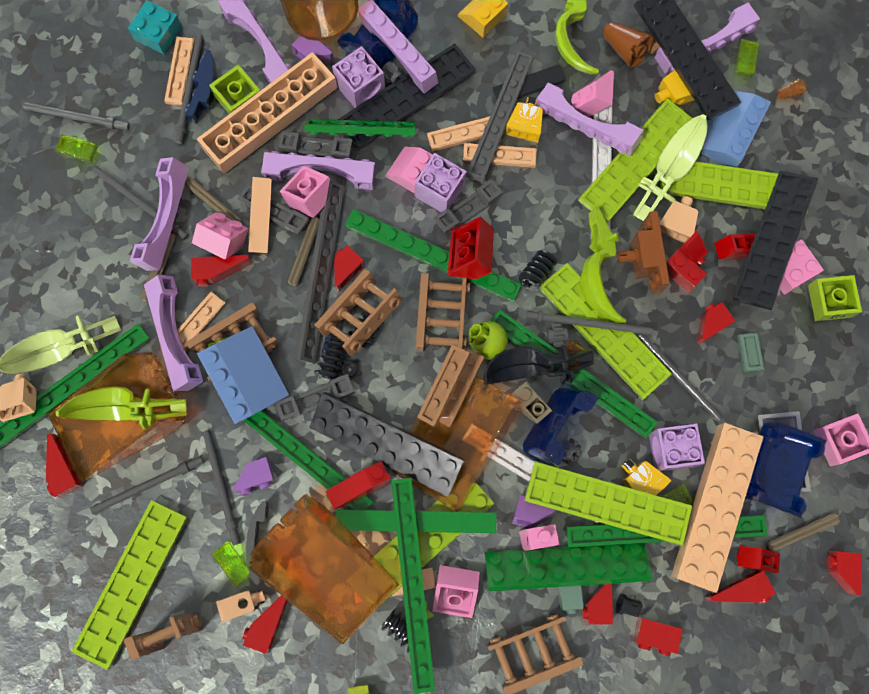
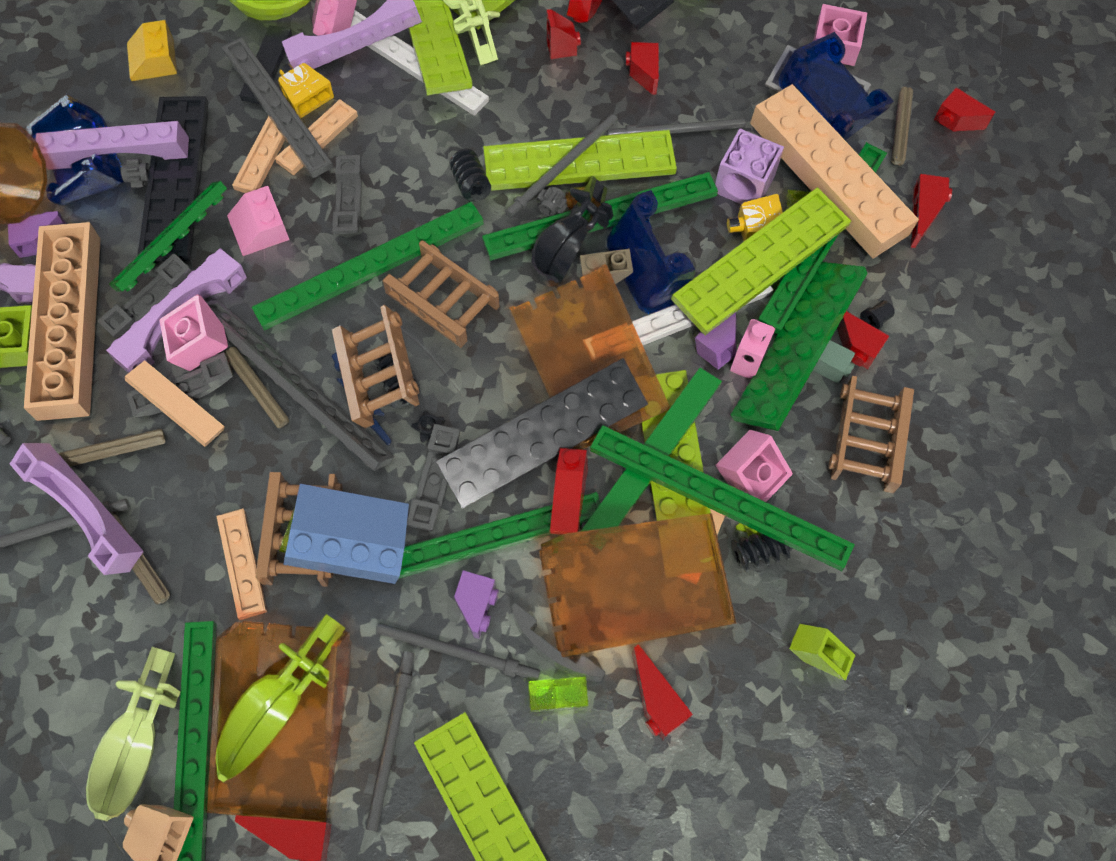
camera: 55 degrees left, 10 degrees down
(152, 641) = (591, 841): medium nougat fence -> none
(161, 298) = (175, 569): lavender arch -> none
(214, 269) = (194, 493): red slope -> none
(220, 235) = (160, 456): bright pink brick -> none
(230, 609) = (614, 714): light nougat torso -> none
(330, 359) = (402, 433): black piece -> none
(346, 266) = (310, 353): red slope -> none
(358, 77) = (111, 202): lavender brick -> none
(440, 183) = (301, 201): lavender brick -> none
(451, 386) = (533, 316): medium nougat fence -> none
(471, 250) = (397, 218): red slope -> none
(488, 339) = (507, 263): lime brick -> none
(604, 247) = (516, 126): lime piece -> none
(648, 254) = (536, 69): dark orange brick -> none
(658, 636) = (925, 307): red brick -> none
(679, 220) = (520, 29): light nougat torso -> none
(684, 271) = (574, 56): red brick -> none
(750, 352) = (697, 57): sand green tile -> none
(758, 559) = (903, 175): red slope -> none

